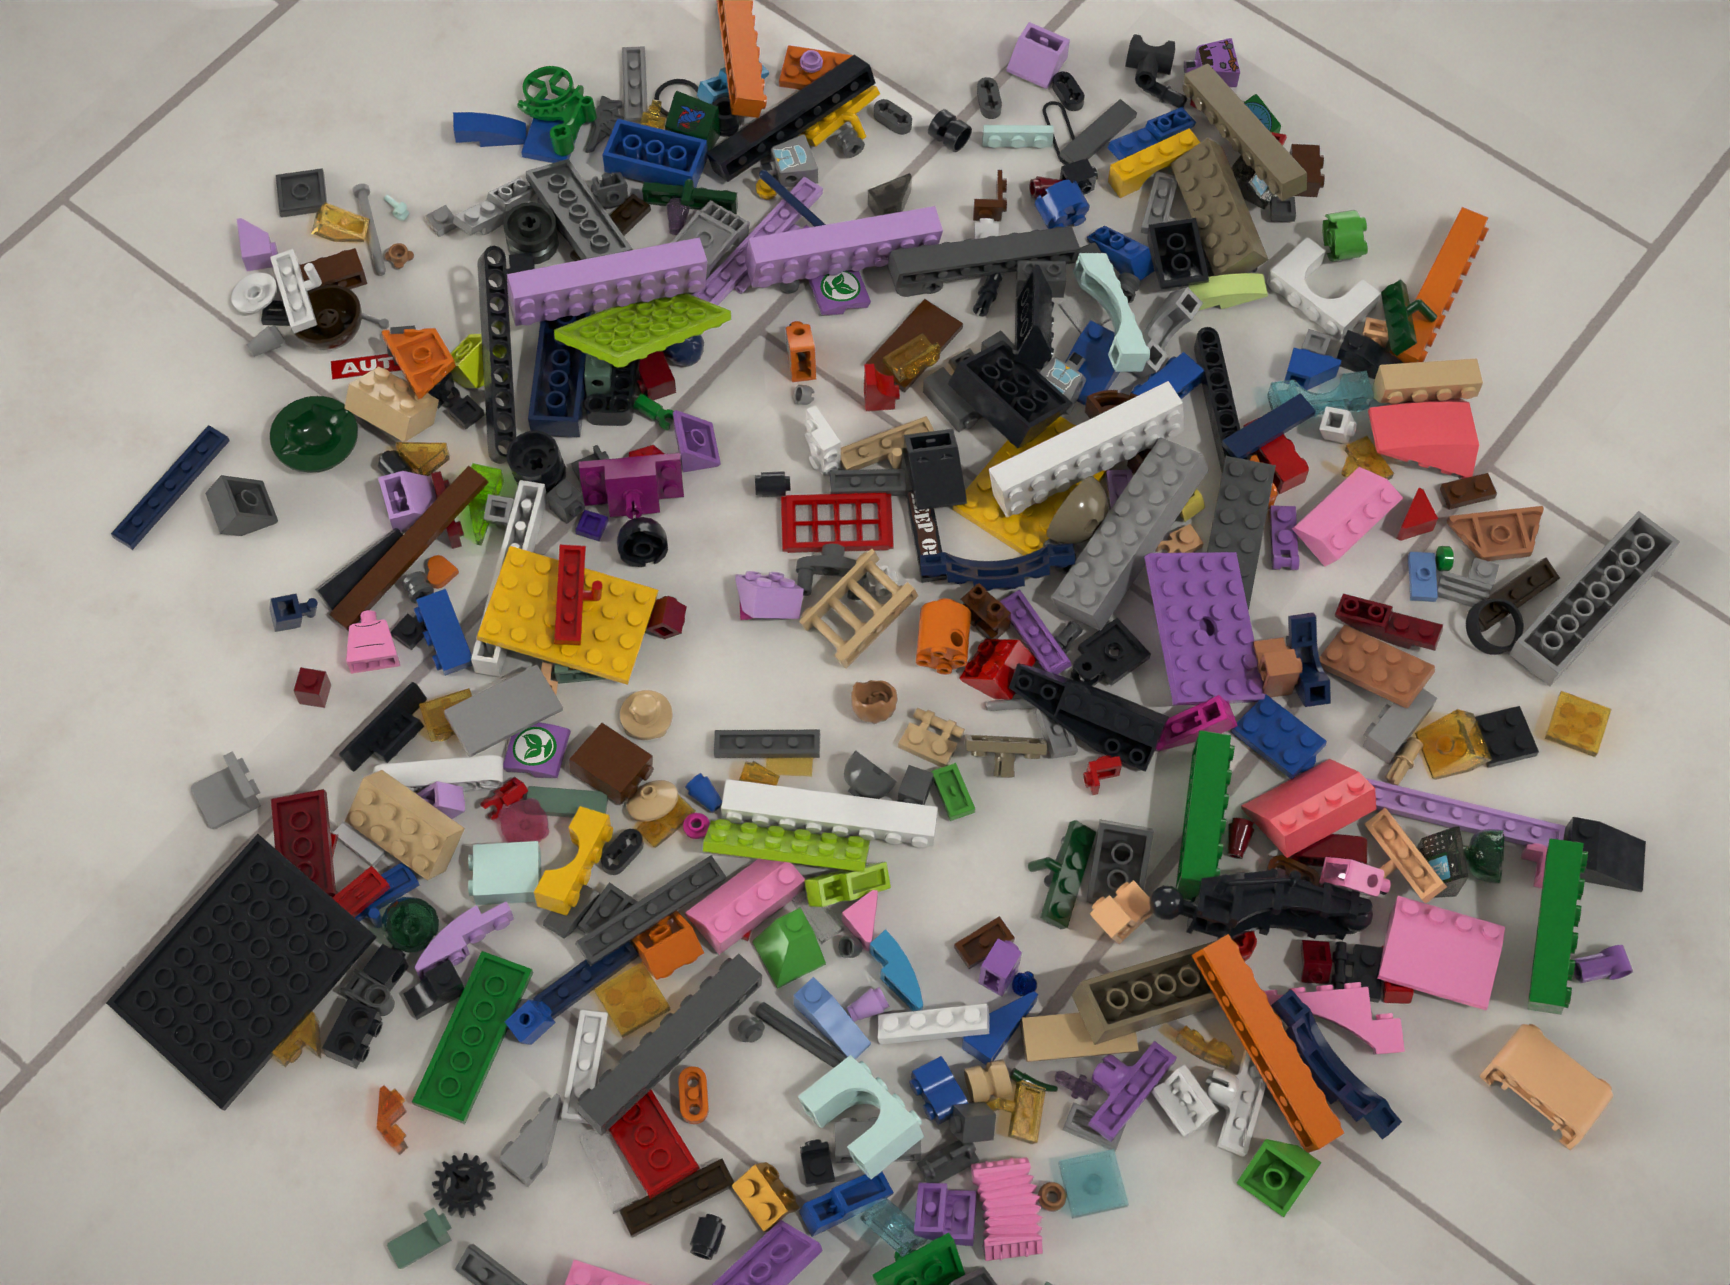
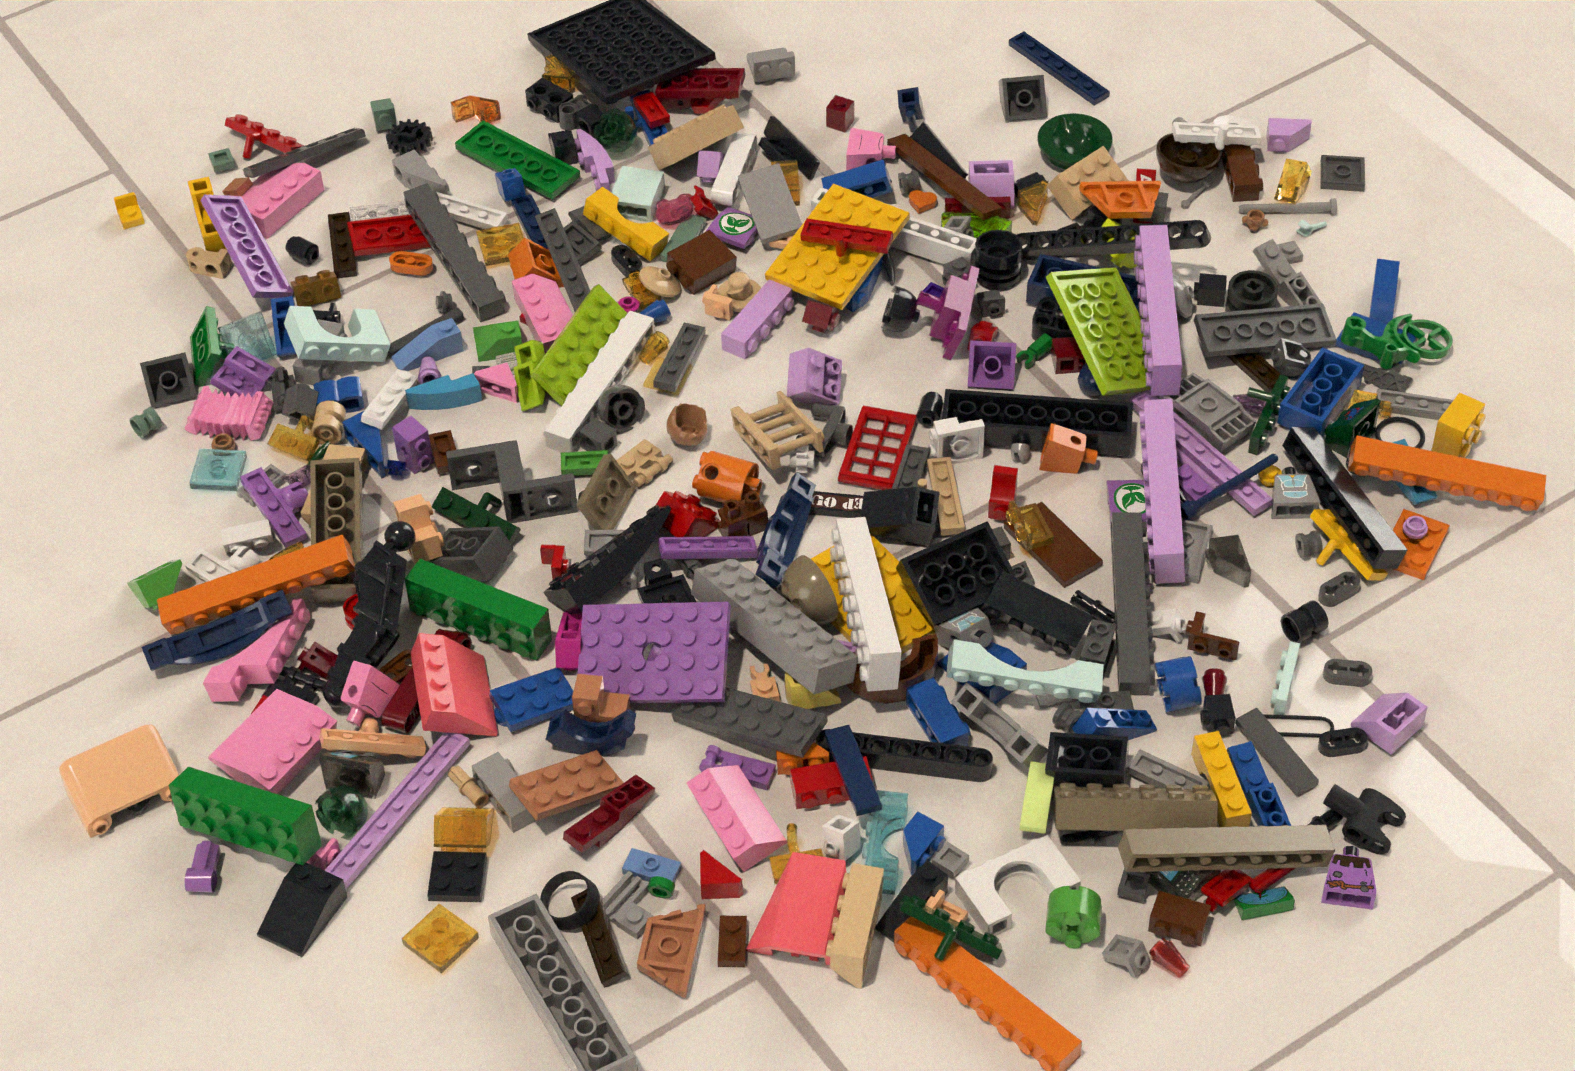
camera: 110 degrees right, 15 degrees down
(672, 737) = (717, 305): none -> light nougat bracket
(674, 43) = (1459, 426): none -> yellow brick
(685, 681) = (757, 319): none -> lavender brick
(768, 382) = (1028, 418): none -> black brick
(1018, 844) = (520, 498): none -> dark grey bracket
(1343, 173) = (1169, 957): none -> clear red cone
(1354, 198) = (1128, 953): none -> light grey bracket

